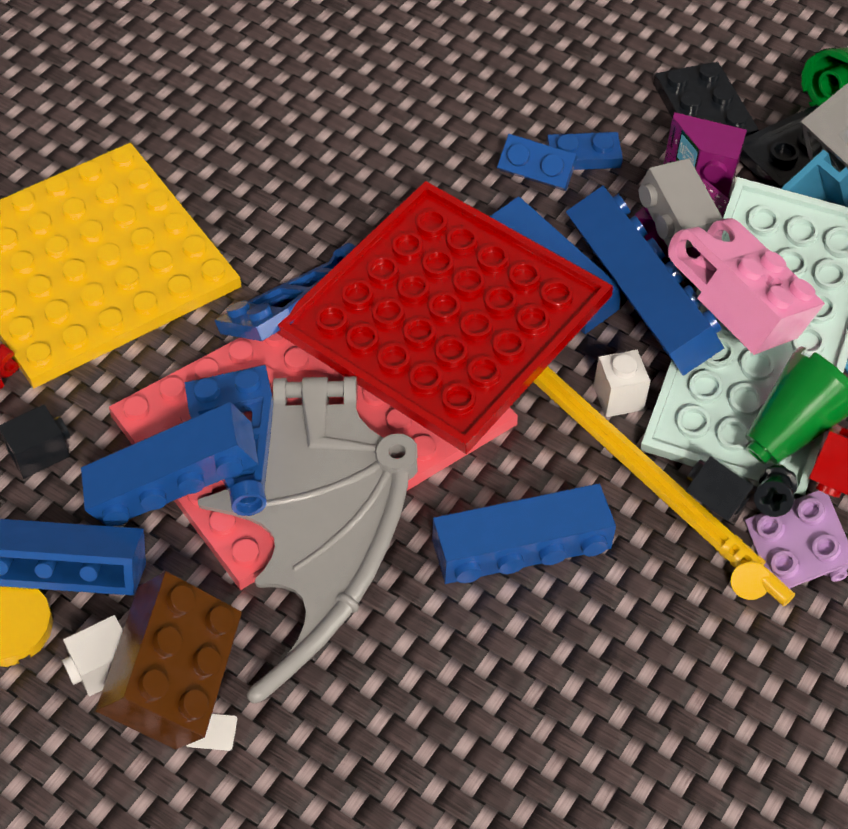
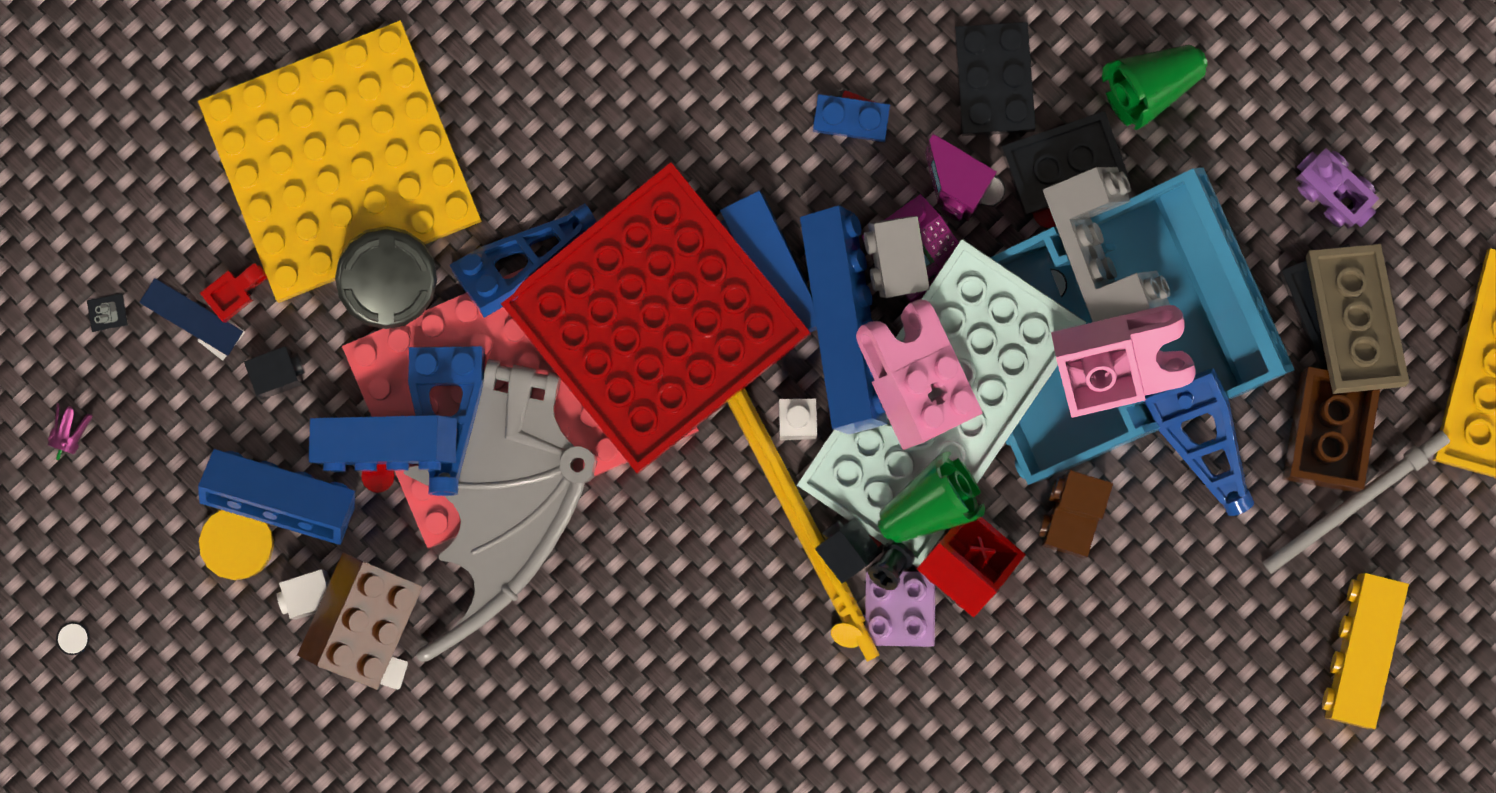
camera: 15 degrees right, 30 degrees up
(148, 330) = (386, 277): none -> pearl dark grey piece
(168, 528) = (378, 480): none -> red sticker
(523, 534) = (669, 554): blue brick -> none
(537, 162) = (797, 130): blue plate -> none

